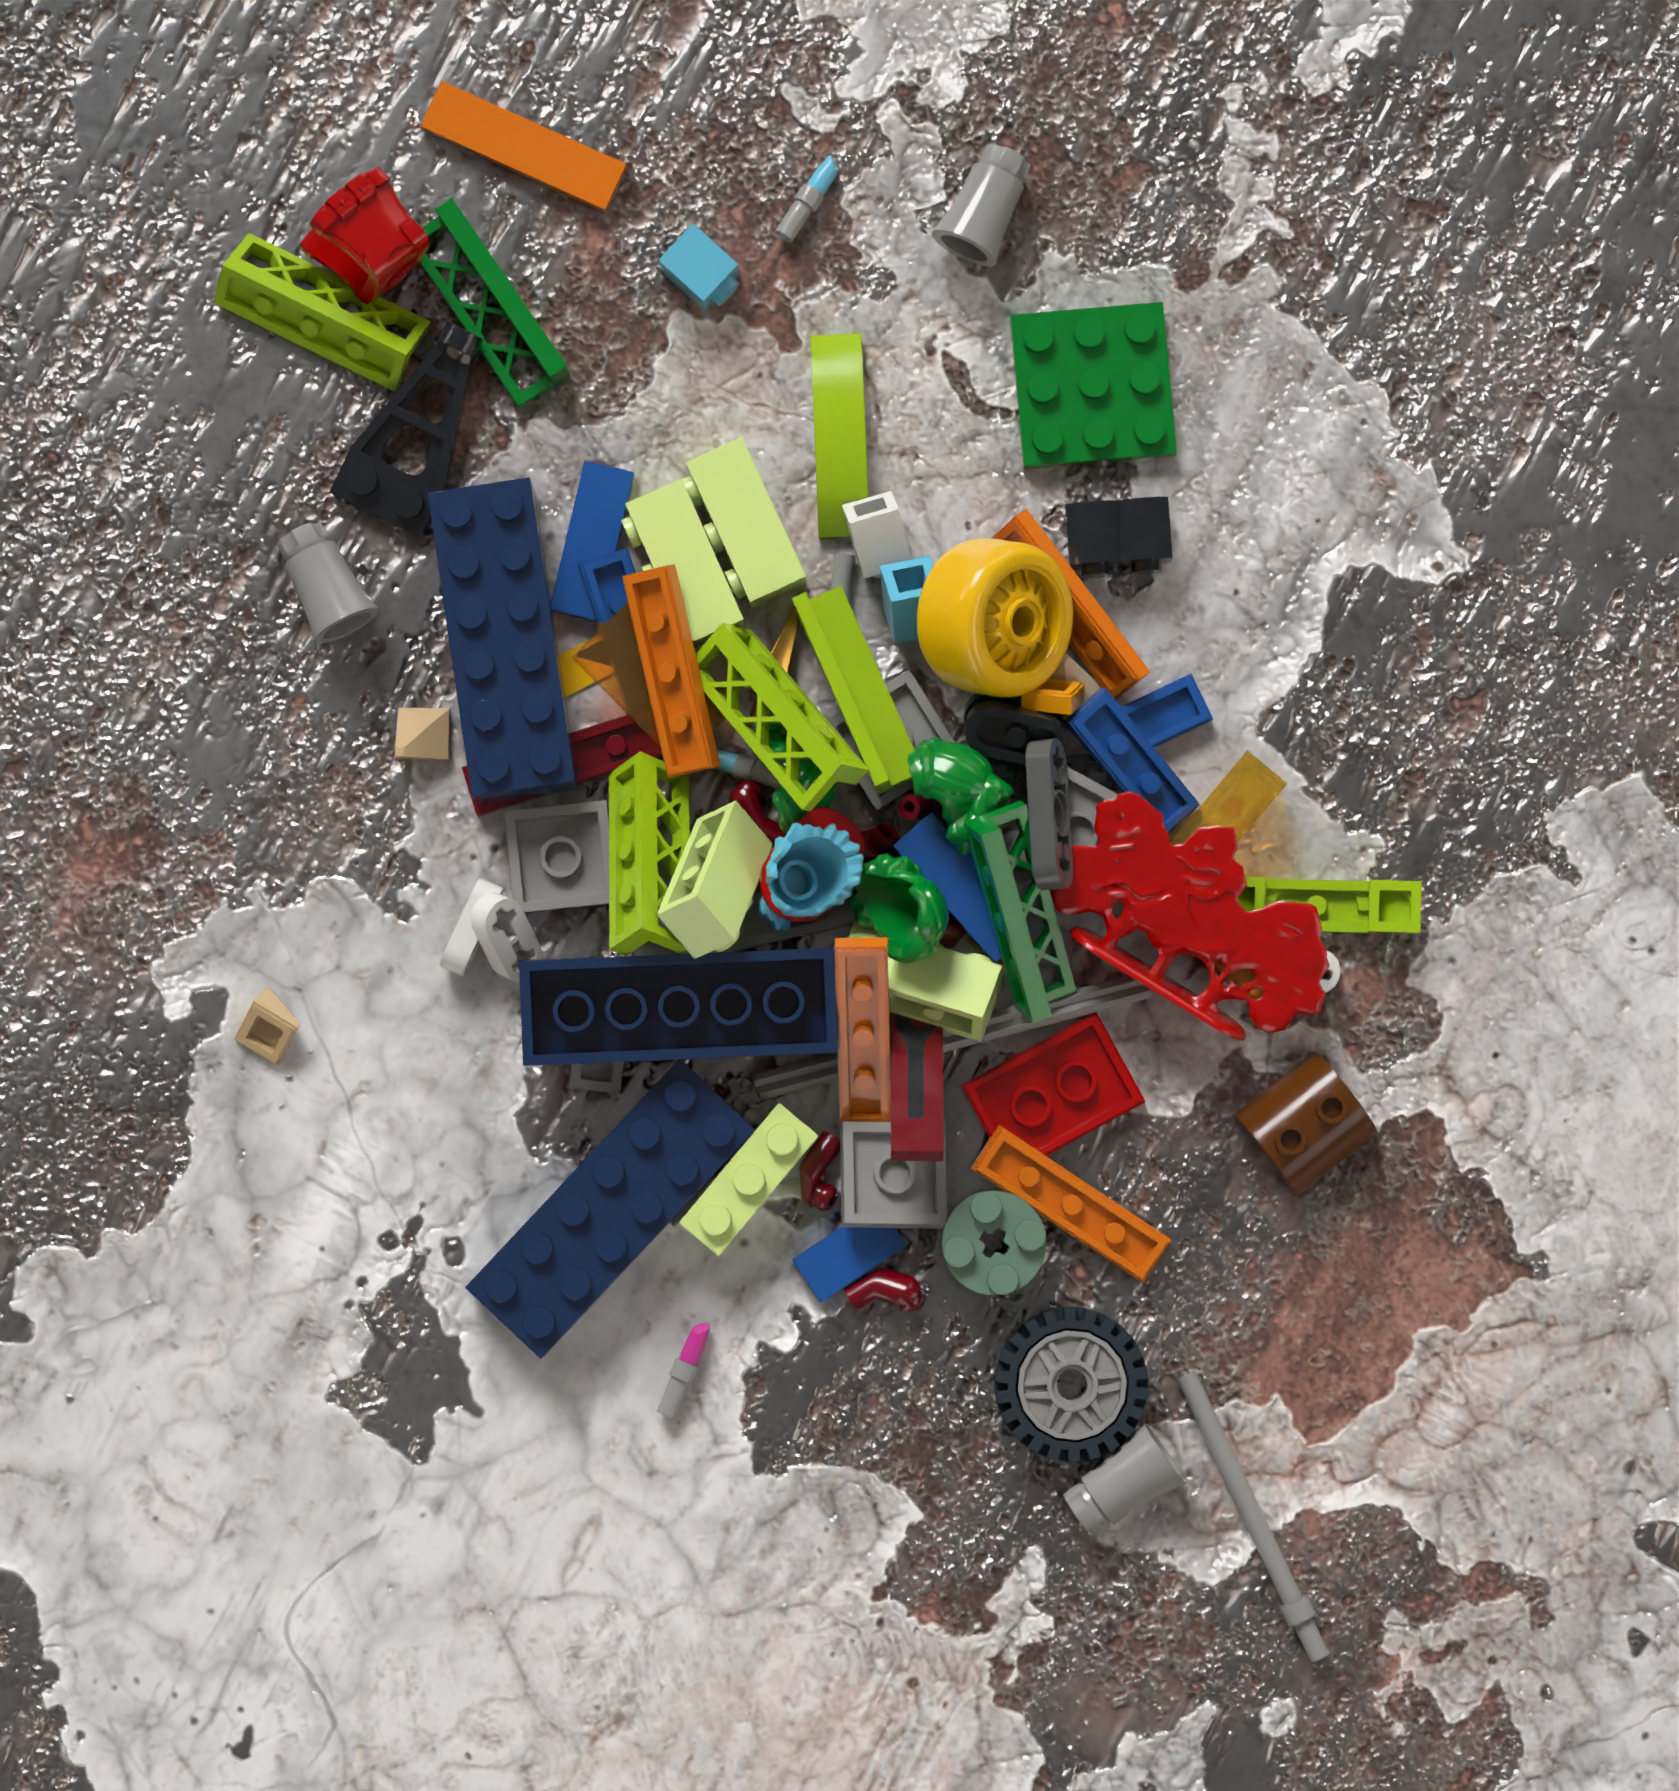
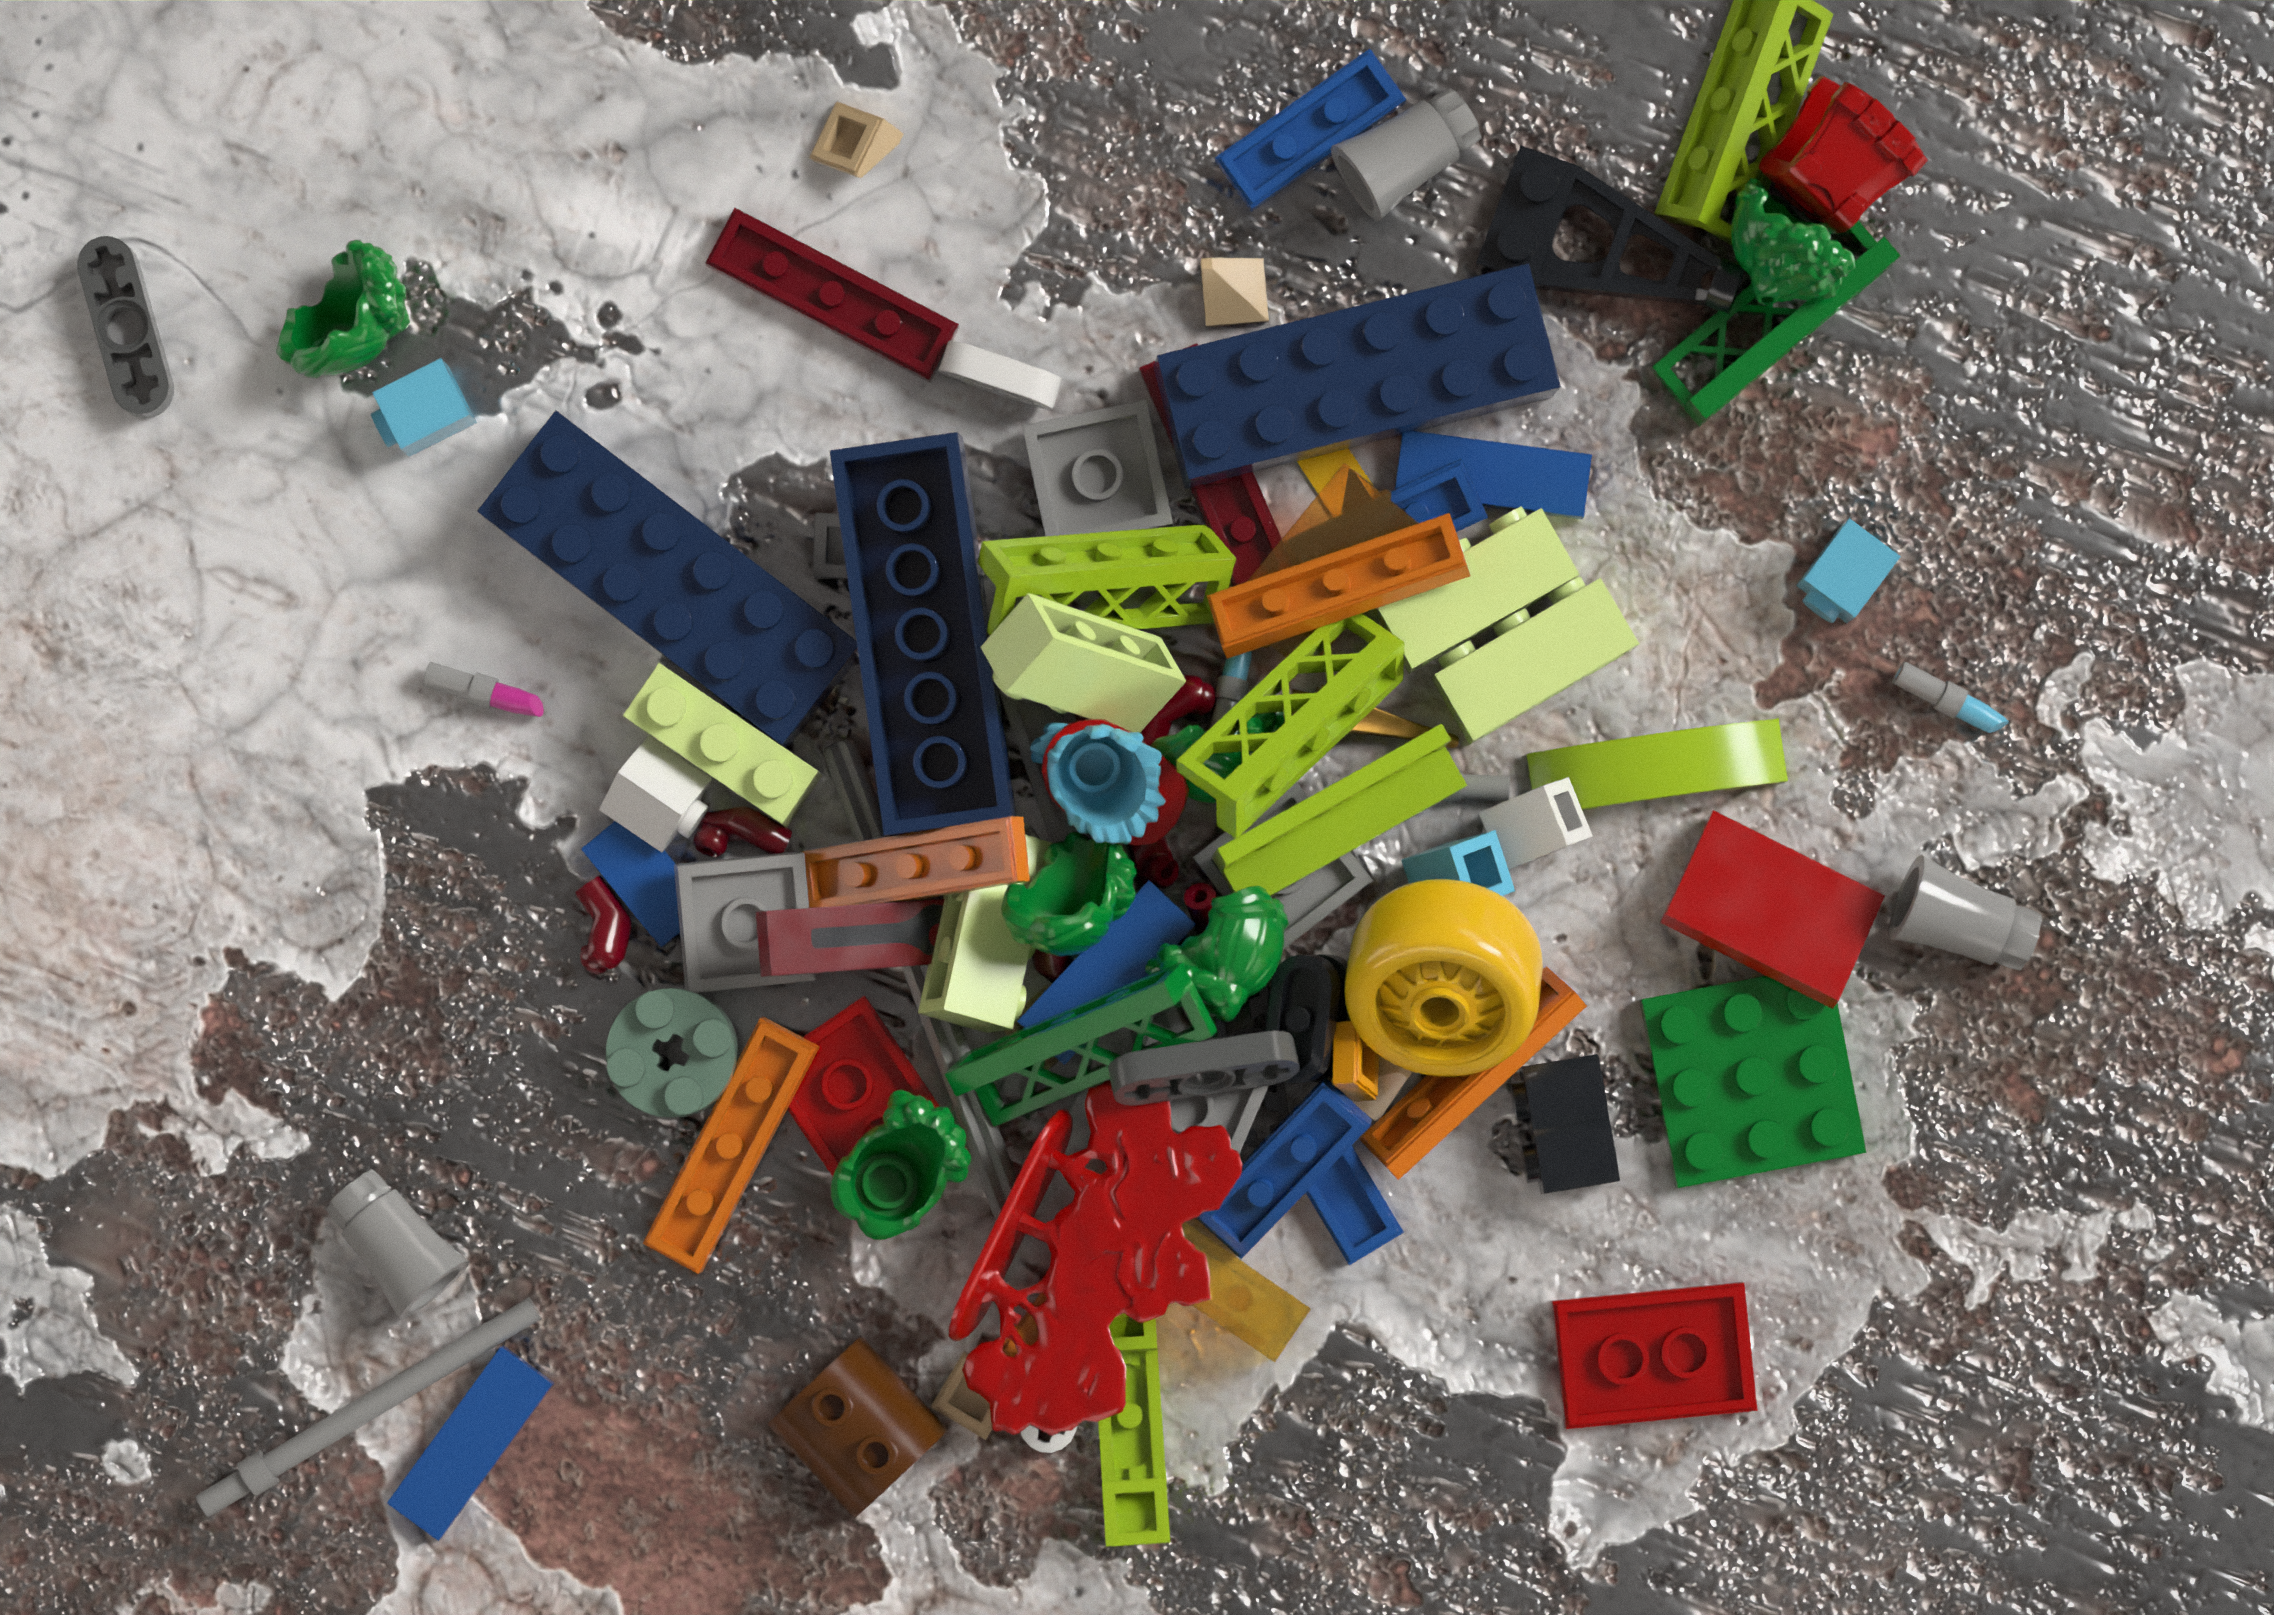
camera: 85 degrees right, 0 degrees up
(298, 659) = (1307, 128): none -> blue tile
(317, 1630) = (97, 286): none -> dark grey beam
(372, 1449) = (352, 320): none -> green hair
(391, 1057) = (832, 295): none -> dark red tile
(439, 289) = (1783, 251): none -> green hair
(450, 1398) = (421, 409): none -> medium azure brick
(498, 942) = (999, 427): white beam -> none
(523, 146) = (1977, 340): orange tile -> none
(784, 1235) = (657, 795): none -> white brick
(963, 354) = (1772, 909): none -> red tile
(1079, 1425) = (458, 1176): wheel -> none
(1103, 1066) = (900, 1167): none -> green hair
(1289, 1436) = (470, 1443): none -> blue tile
(1293, 1040) = (962, 1403): none -> tan tile
(1306, 486) = (1654, 1355): none -> red tile

